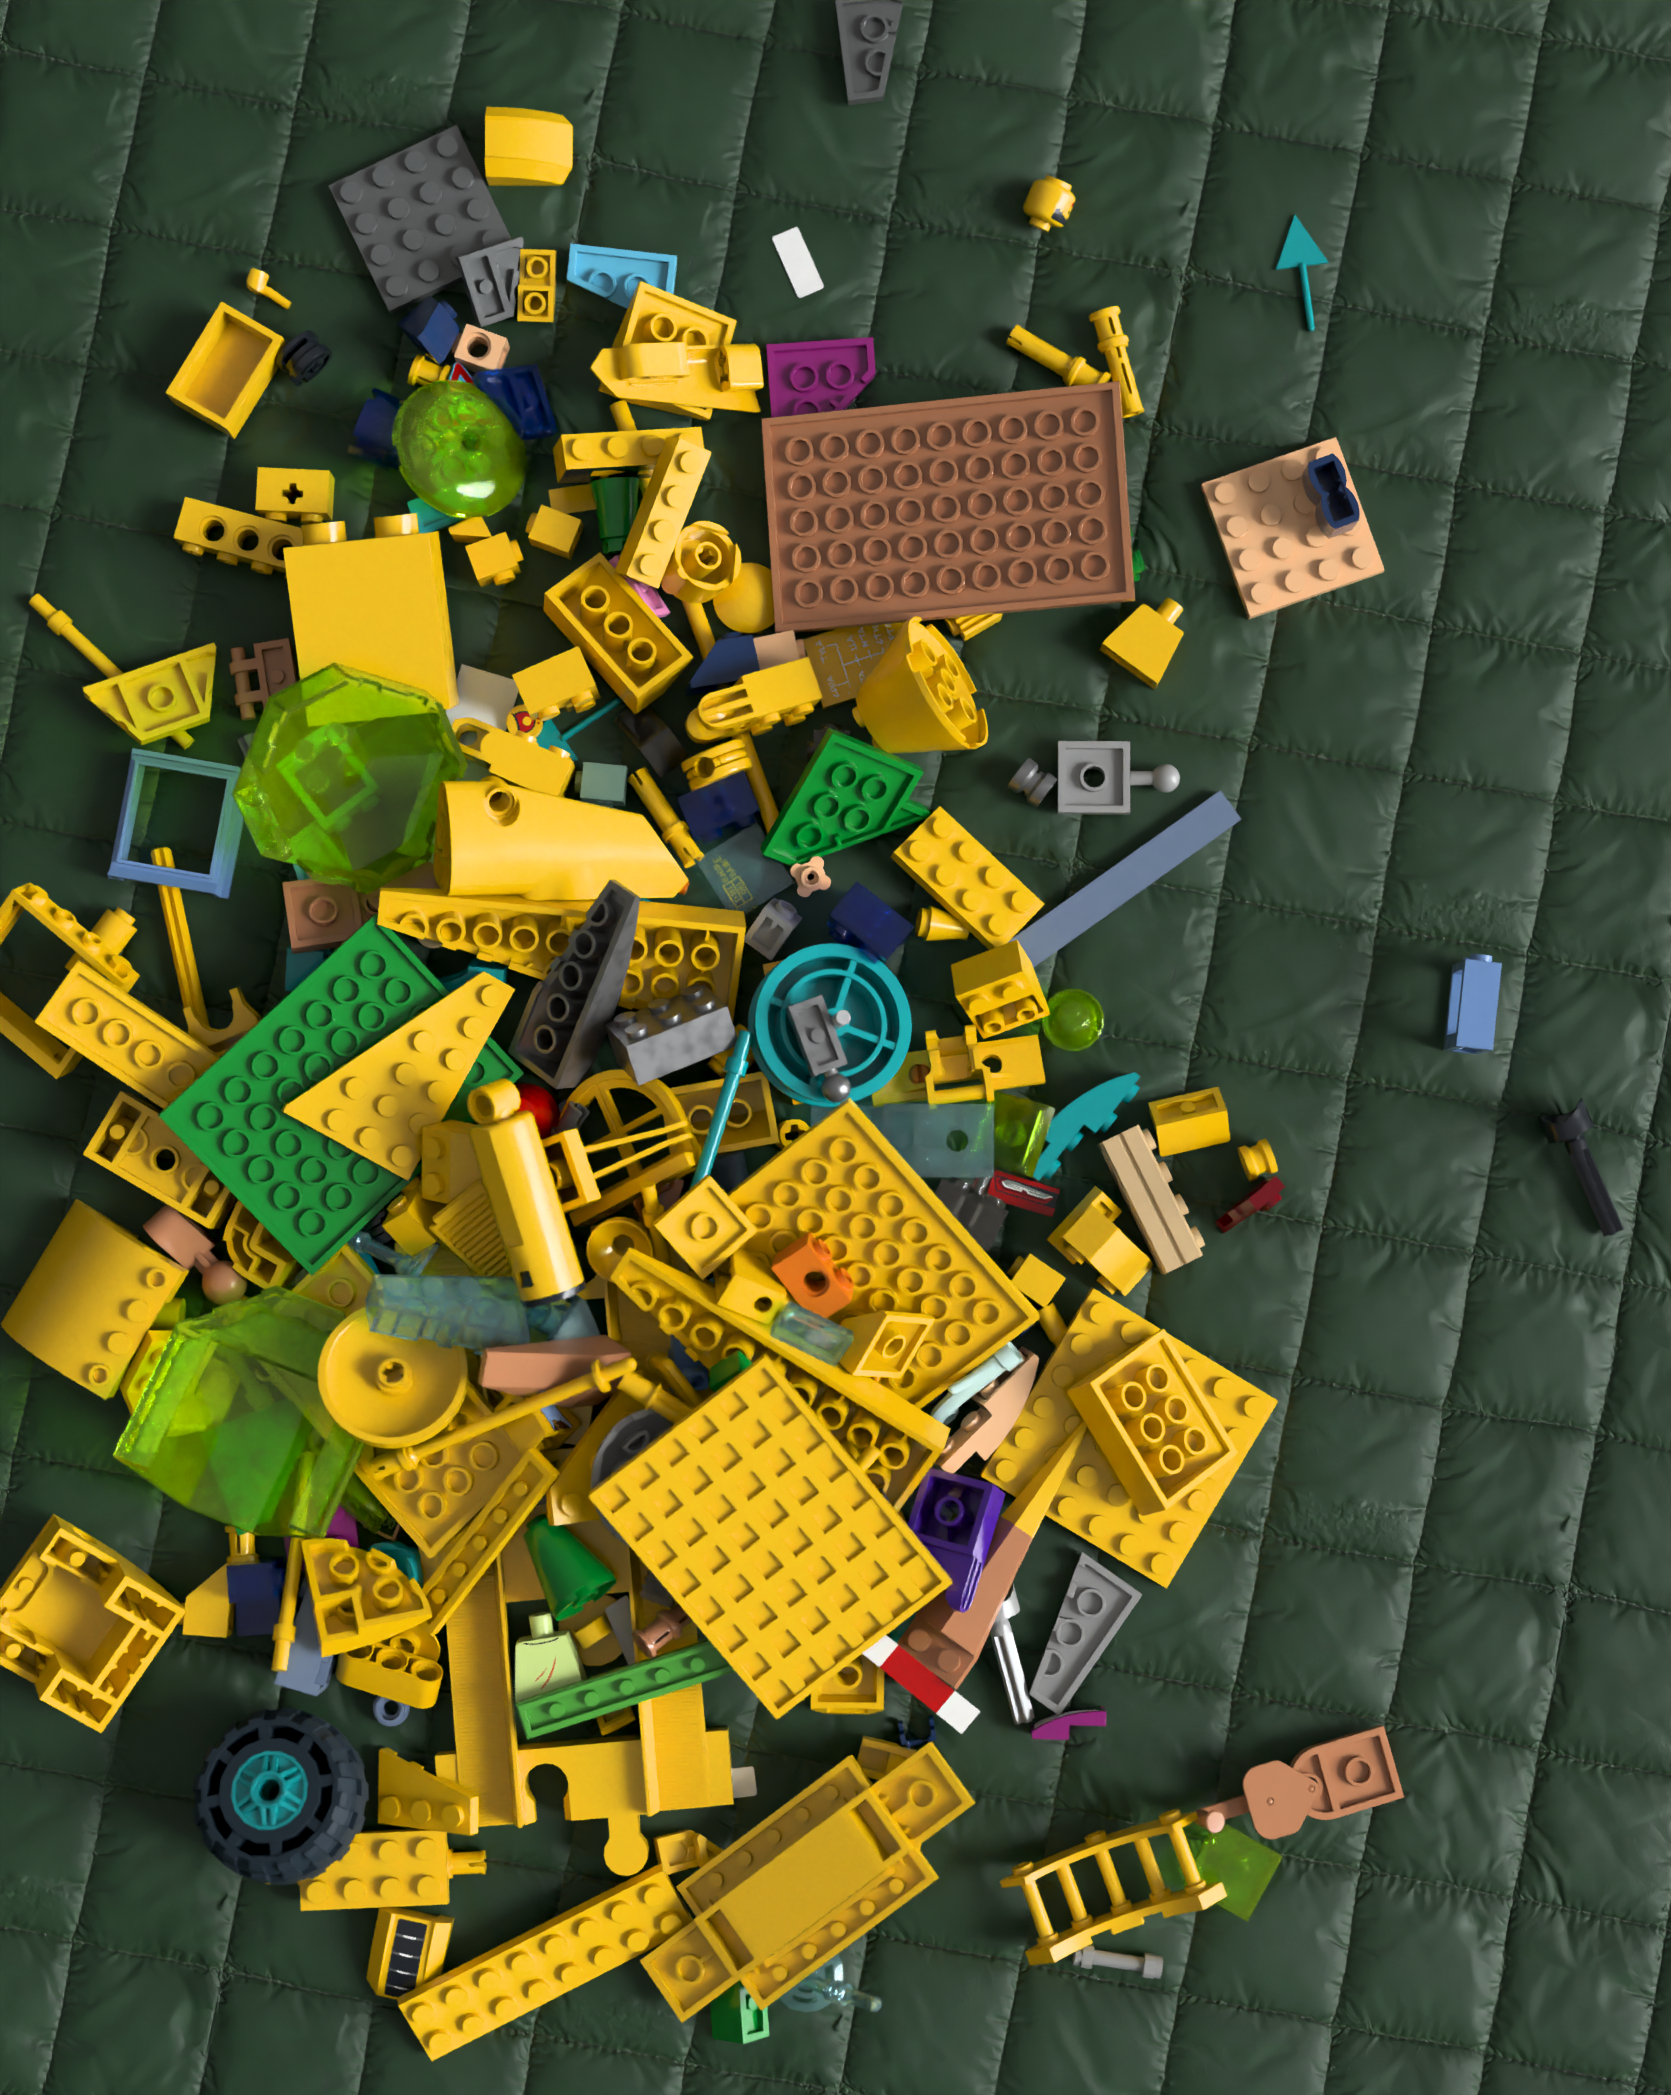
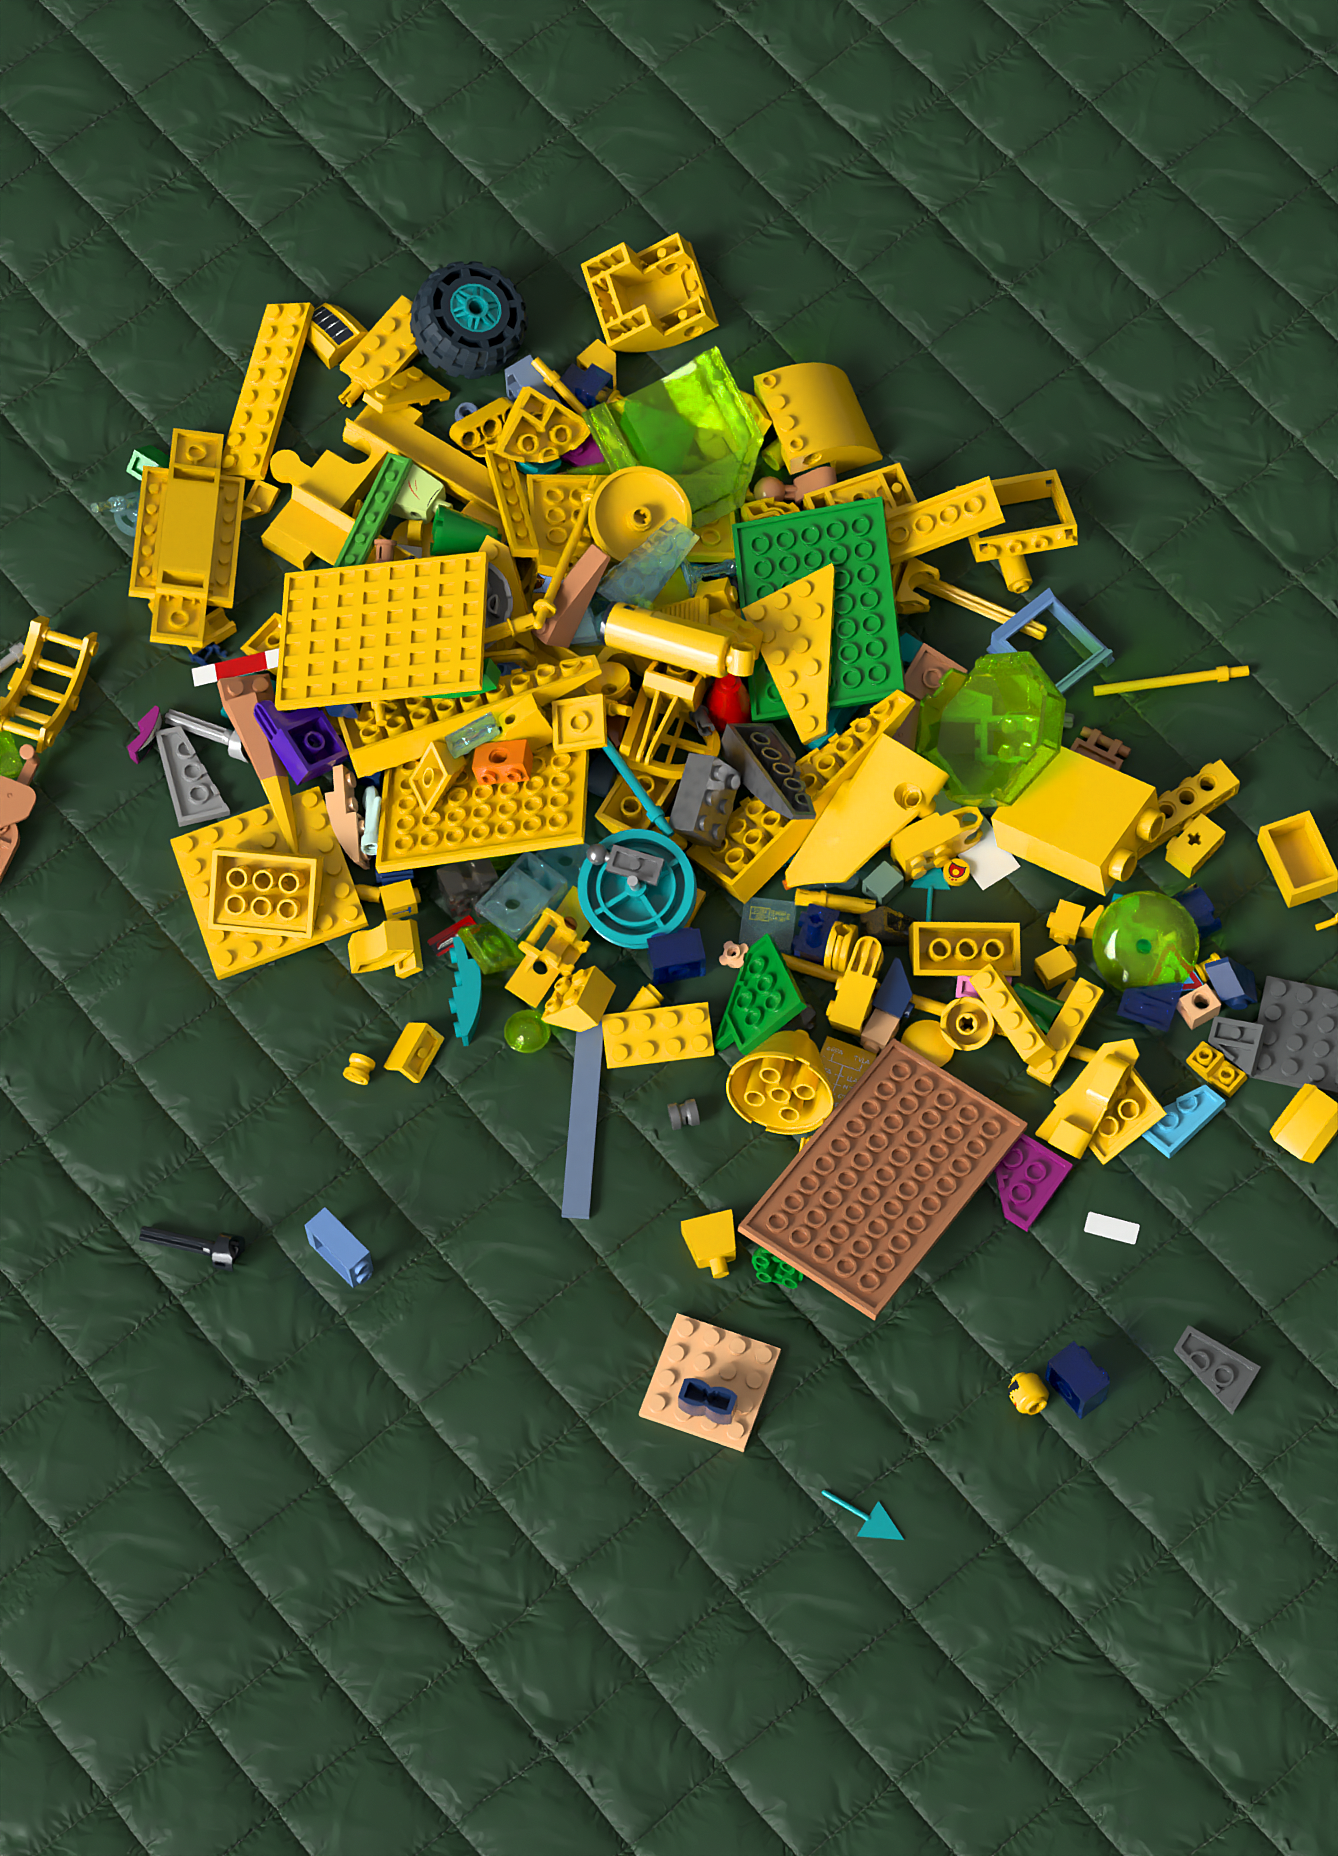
camera: 130 degrees right, 20 degrees down
(159, 696) = (1132, 690): yellow wing -> none
(303, 357) = (1274, 906): black wheel -> none
(557, 684) = (960, 891): yellow slope -> none
(744, 1782) = (267, 557): white sticker -> none
(772, 927) = (722, 913): light grey bracket -> none
(786, 1126) = (592, 826): yellow bush -> none
(1002, 151) = (1078, 1379): none -> clear blue brick
(1073, 370) = (913, 1327): yellow pin -> none
(1114, 345) = (911, 1360): yellow pin -> none
(1114, 762) = (656, 1169): light grey plate -> none
(1151, 1200) = (388, 994): tan brick -> none
(1260, 1198) = (336, 1046): dark red wing -> none

